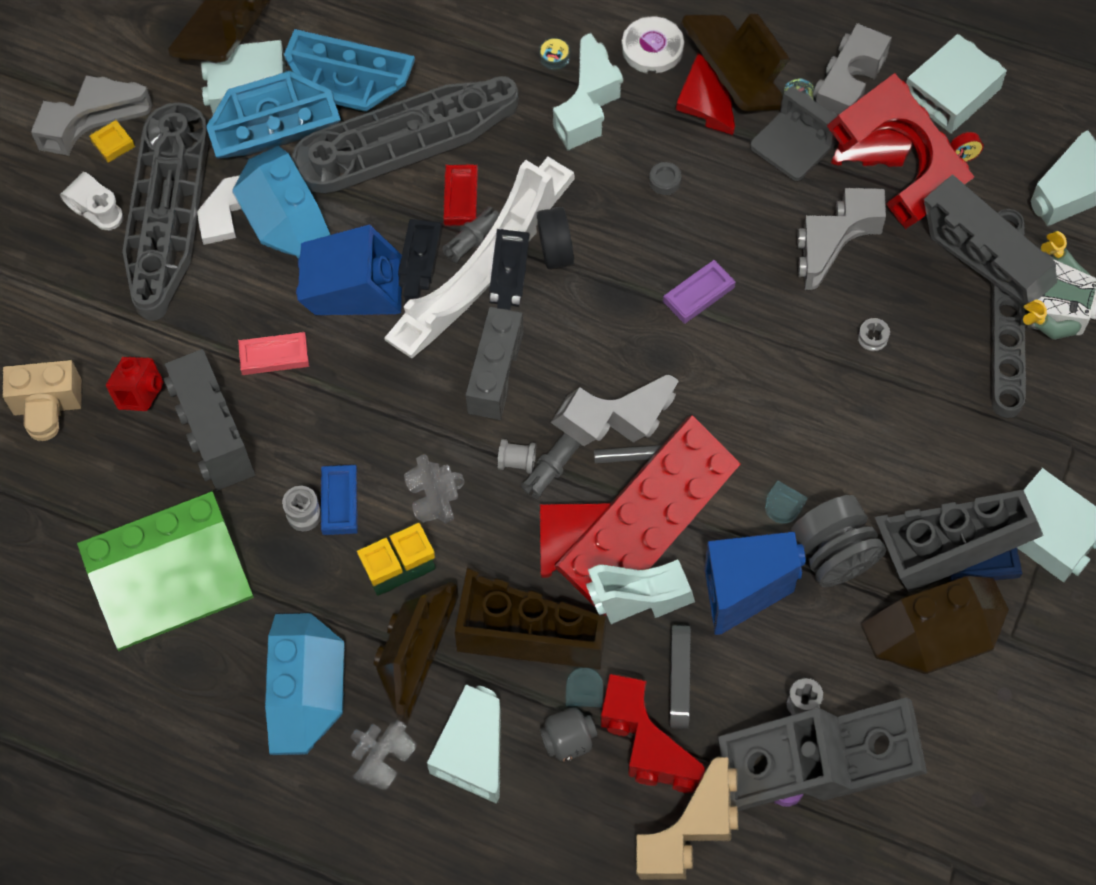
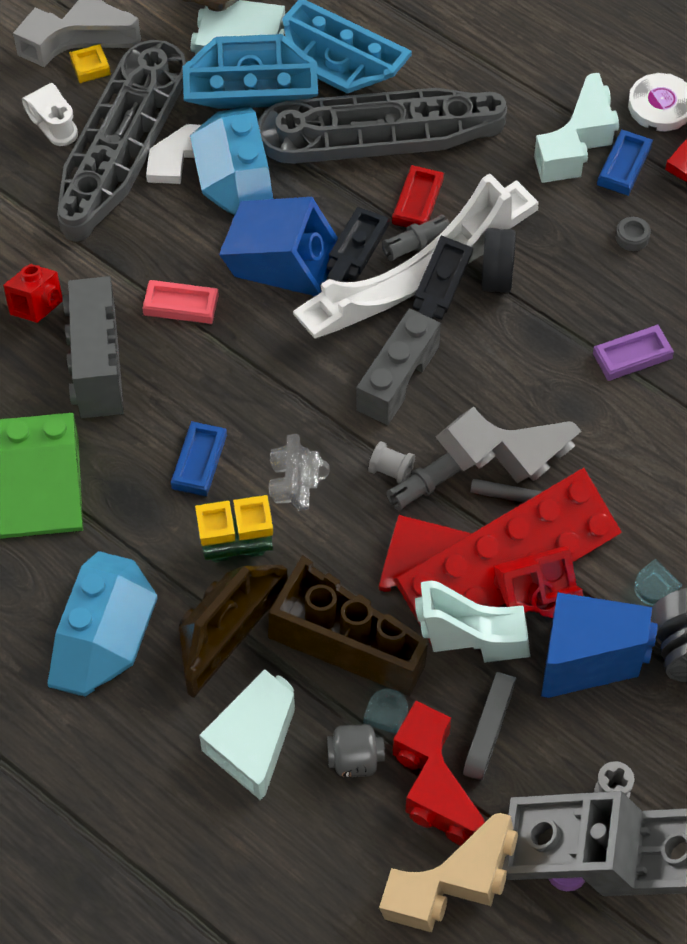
camera: 15 degrees right, 5 degrees down
(304, 516) = (157, 455): light grey wheel -> none
(392, 740) = (145, 728): clear hips -> none
(554, 53) = (557, 86): tile -> none
(637, 111) = (624, 162): none -> blue tile
(683, 531) = (537, 580): none -> red slope

